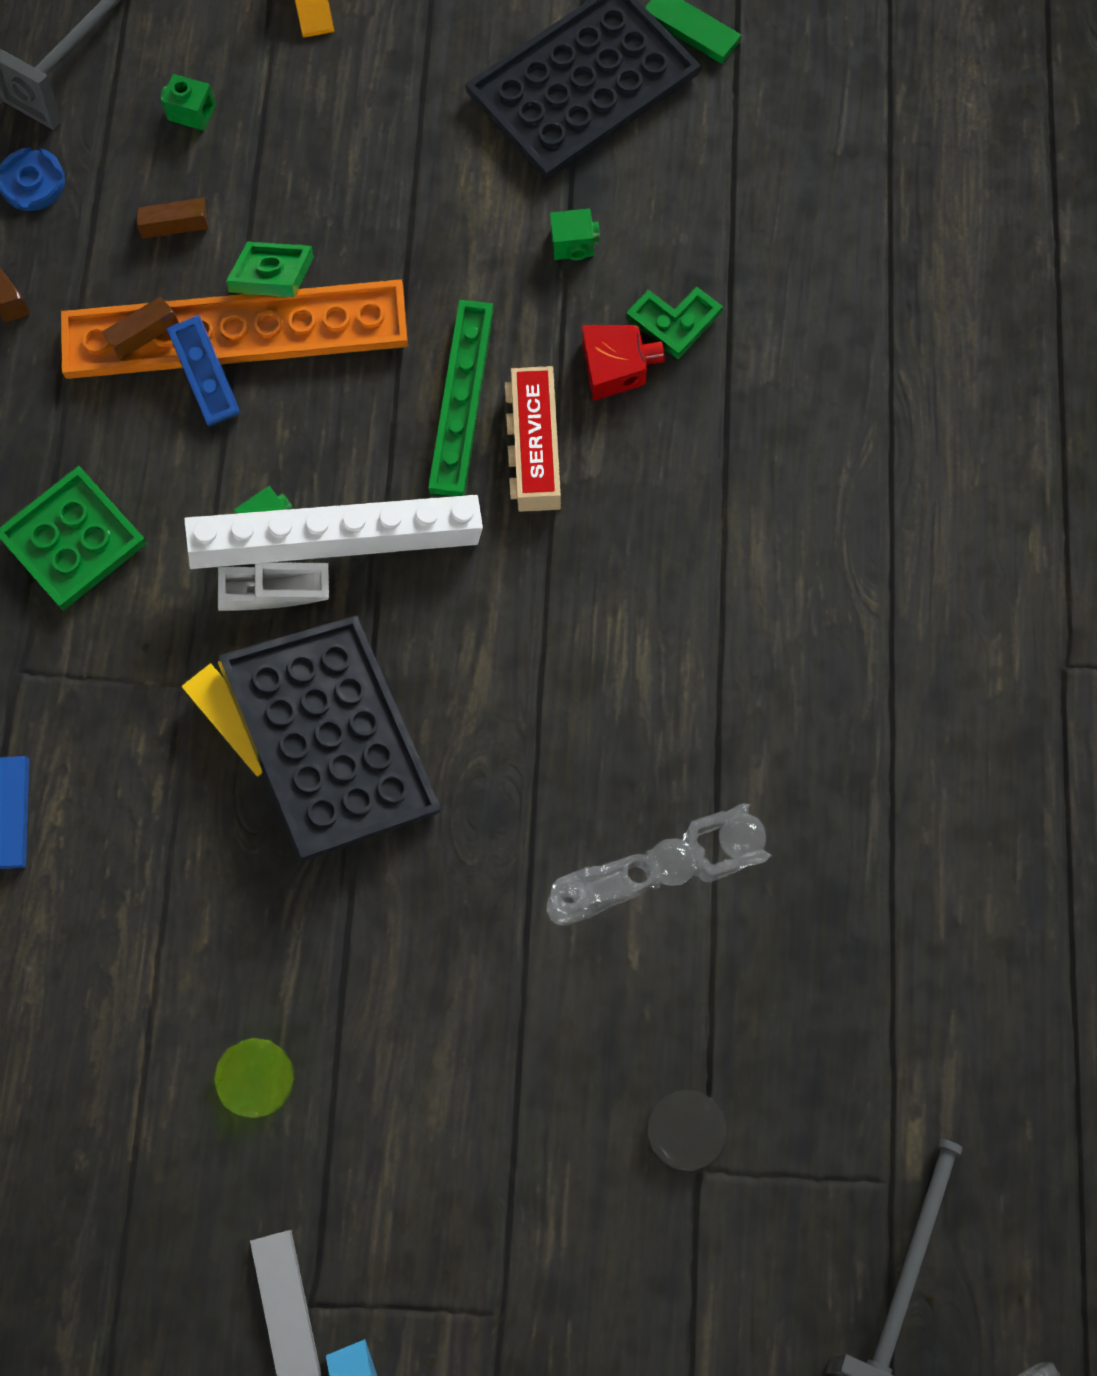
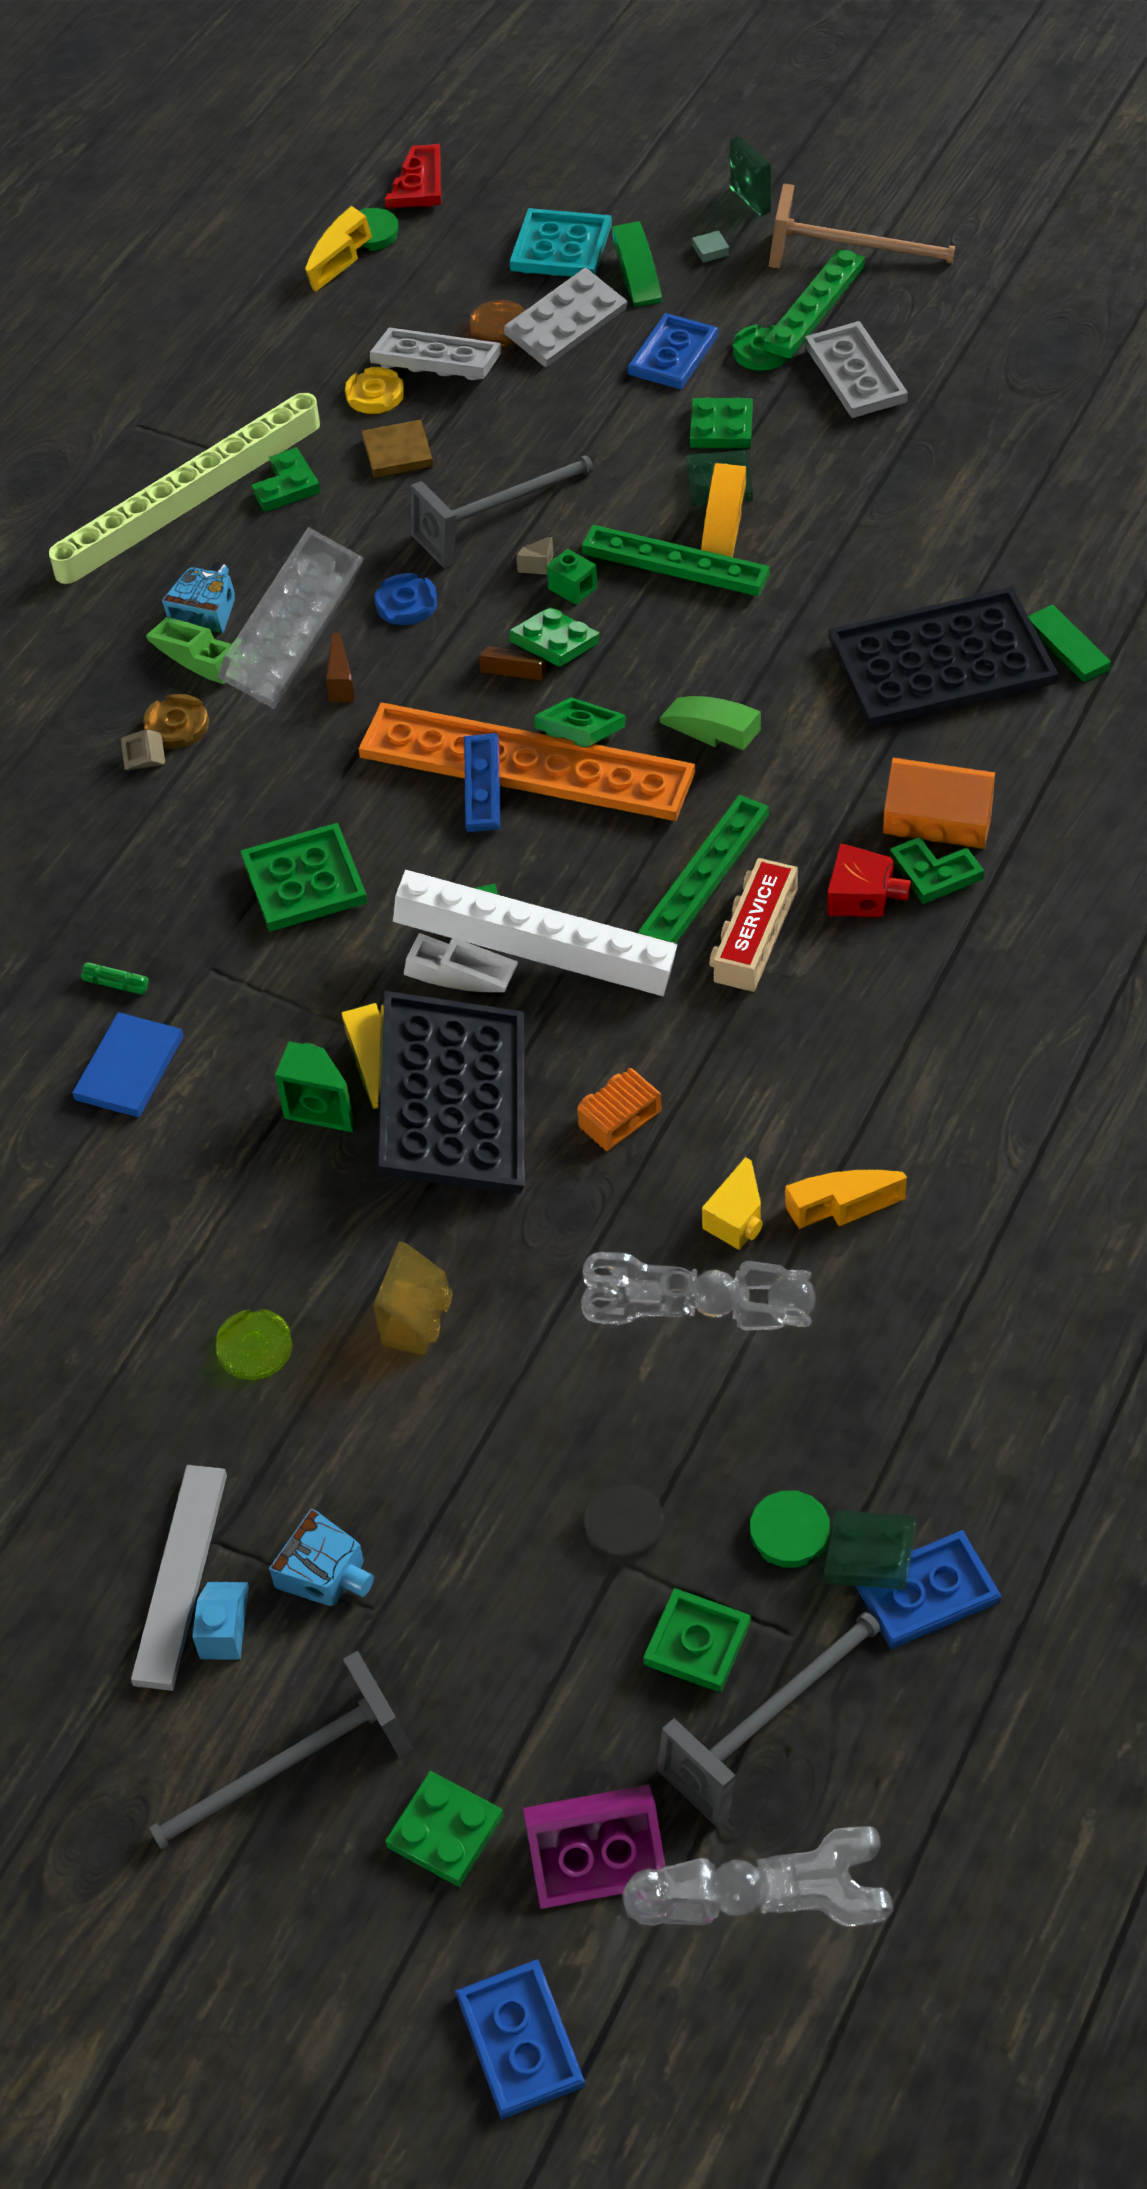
camera: 25 degrees right, 20 degrees down
(140, 327) = (441, 733): reddish brown slope -> none
(141, 89) = (535, 557): none -> dark tan slope
(189, 782) = (313, 1088): none -> green slope
(201, 177) = (554, 636): none -> green plate
(281, 50) = (676, 560): none -> green plate
(393, 982) = (411, 1301): none -> clear yellow slope
(396, 223) = (713, 720): none -> bright green slope
(428, 1295) = (320, 1562): none -> dark azure torso
(493, 689) = (618, 1108): none -> orange brick
(573, 234) = (868, 774): green brick -> none
(650, 756) = (735, 1208): none -> yellow slope
(654, 249) = (939, 803): none -> orange slope
(740, 707) = (843, 1195): none -> light orange slope
(808, 1230) = (697, 1640): none -> green plate
(838, 1075) = (790, 1528): none -> green tile
(923, 1073) = (870, 1549): none -> clear green plate
(983, 1088) = (942, 1588): none -> blue tile

